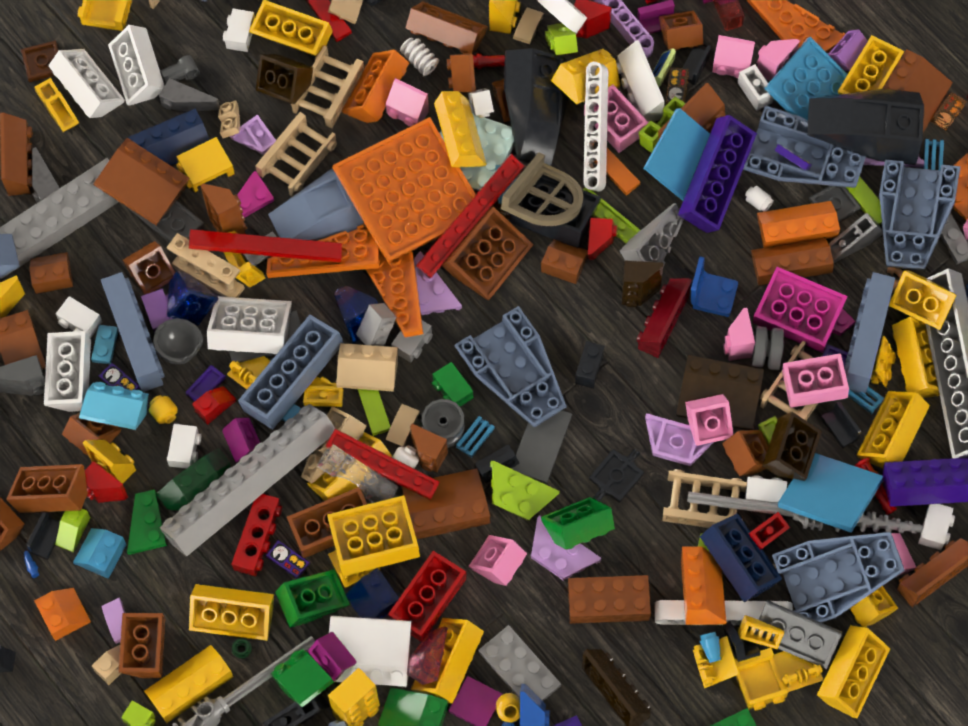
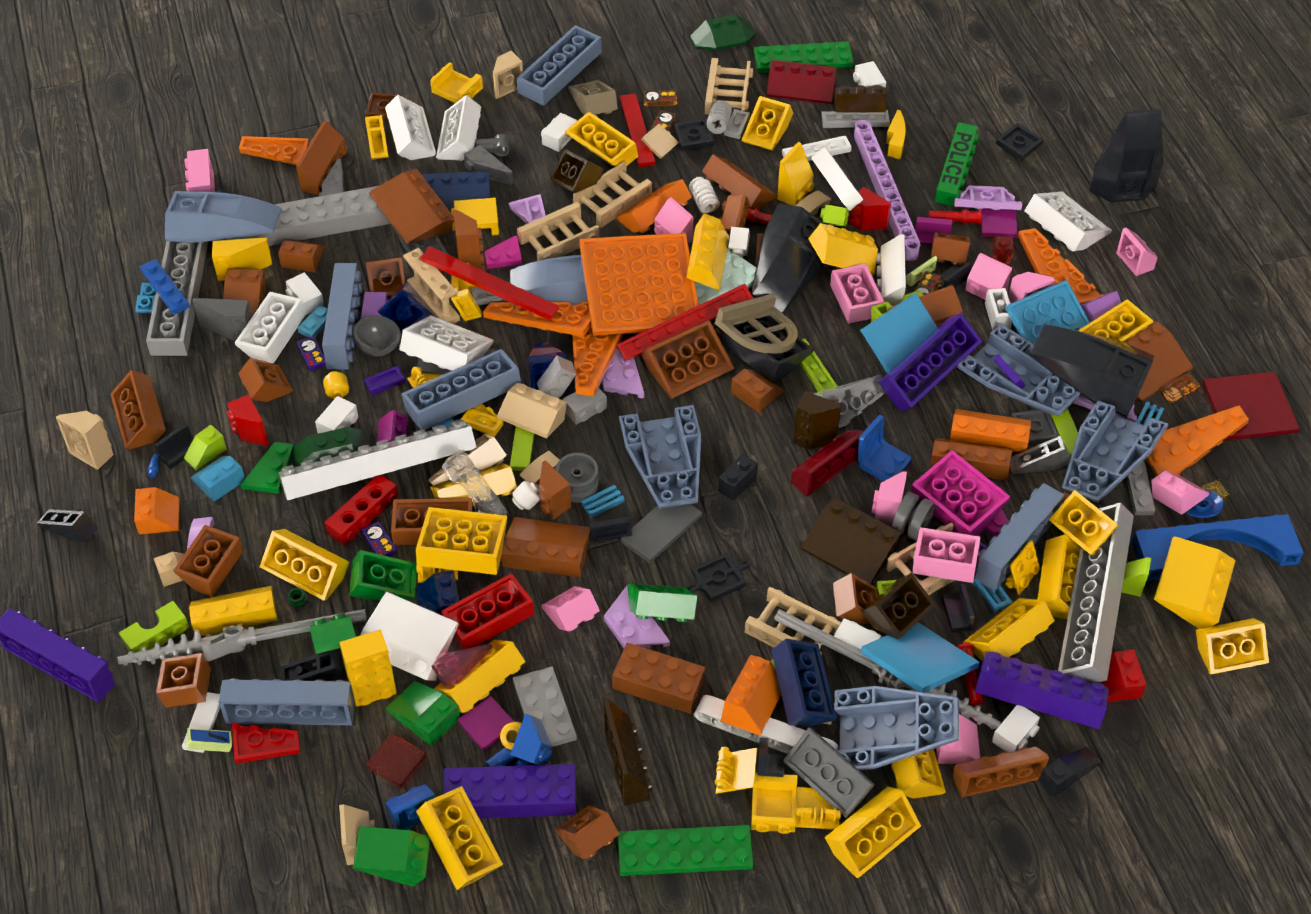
camera: 20 degrees right, 15 degrees down
(49, 489) = (199, 406): dark orange slope -> none
(110, 458) = (266, 403): yellow slope -> none
(114, 405) = (295, 364): medium azure slope -> none
(213, 403) = (381, 395): red slope -> none
(229, 119) = (515, 191): tan slope -> none
(332, 655) = (368, 618): magenta panel -> none
(385, 465) = (505, 489): red tile -> none
(452, 385) = (602, 450): green brick -> none
(519, 492) = (618, 557): lime wing -> none
(591, 119) = (833, 289): white beam -> none
(600, 235) = (798, 378): red slope -> none
(620, 174) = (838, 335): orange tile -> none
(673, 440) = (792, 569): lavender wing -> none
(709, 419) = (829, 557): bright pink slope -> none
(711, 646) = (737, 751): dark azure cone -> none
(759, 198) = (962, 397): white brick -> none
(762, 626) = (788, 763): yellow slope -> none
(769, 530) = (843, 671): red slope -> none

